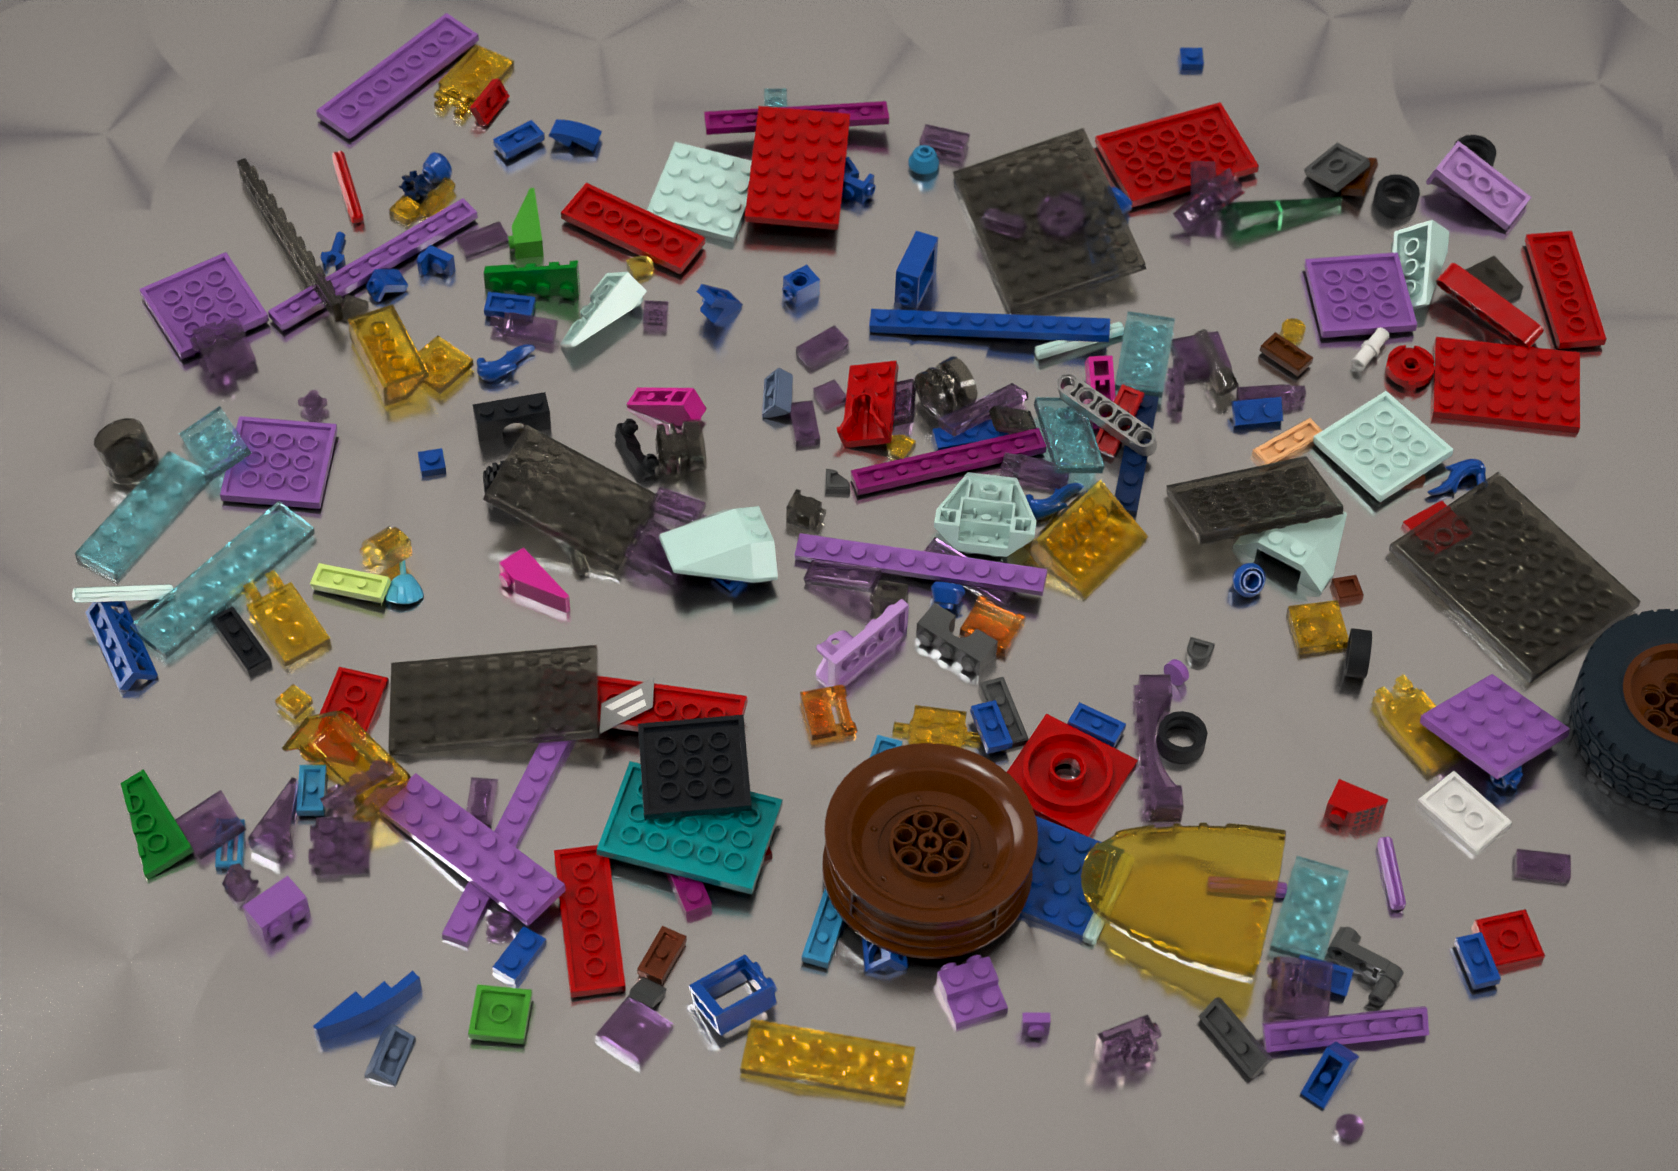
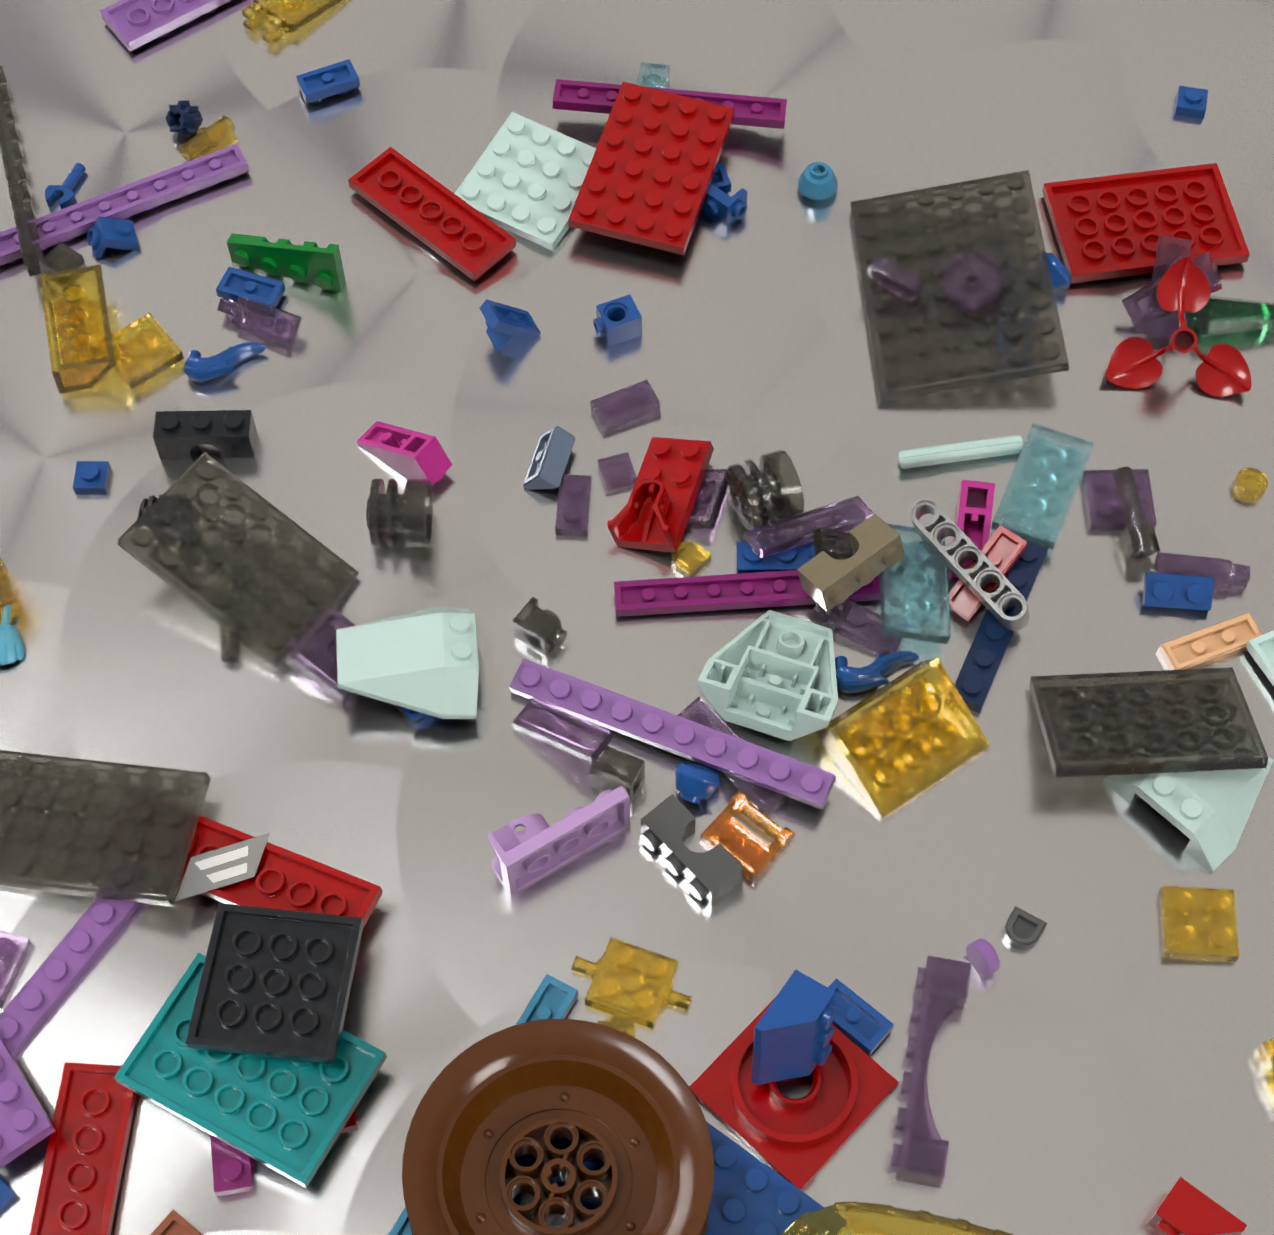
camera: 15 degrees right, 5 degrees up
(347, 187) = (107, 110): red axle -> none
(404, 210) = (165, 148): clear yellow plate -> none
(436, 168) = (217, 101): blue cone -> none
(437, 260) = (180, 216): blue bracket -> none
(482, 239) = (247, 199): clear purple tile -> none
(489, 102) = (306, 30): red plate -> none
(526, 230) = (301, 193): bright green slope -> none
(531, 581) = (158, 662): dark pink slope -> none
(568, 131) = (395, 81): blue slope -> none
(611, 299) = (379, 300): light aqua wedge -> none
(640, 267) = (427, 264): clear yellow tile -> none
(642, 464) = (350, 523): black piece -> none
(655, 313) = (427, 327): clear purple plate -> none
(677, 506) = (377, 591): clear purple plate -> none
(820, 715) = (478, 925): clear orange plate -> none
(836, 483) = (592, 594): dark grey tile -> none
(916, 269) = (768, 323): blue window -> none
(944, 139) = (850, 159): clear purple plate -> none
(989, 325) = (849, 413): blue plate -> none
(991, 727) = (704, 993): blue plate -> none
(998, 690) = (730, 972): dark grey tile -> none
(1012, 441) = (834, 580): none -> dark tan arch
(1065, 728) = (794, 1031): none -> blue slope
(1176, 391) = (1073, 546): clear purple plate -> none
(1184, 720) = (981, 1034): black tyre -> none
(1192, 257) = (1222, 370): none -> red plant
(1249, 579) = (1114, 837): blue cone -> none
(1286, 354) = (1234, 516): reddish brown plate -> none
(1347, 589) = (1251, 874): copper tile -> none
(1358, 653) = (1247, 981): black tyre -> none

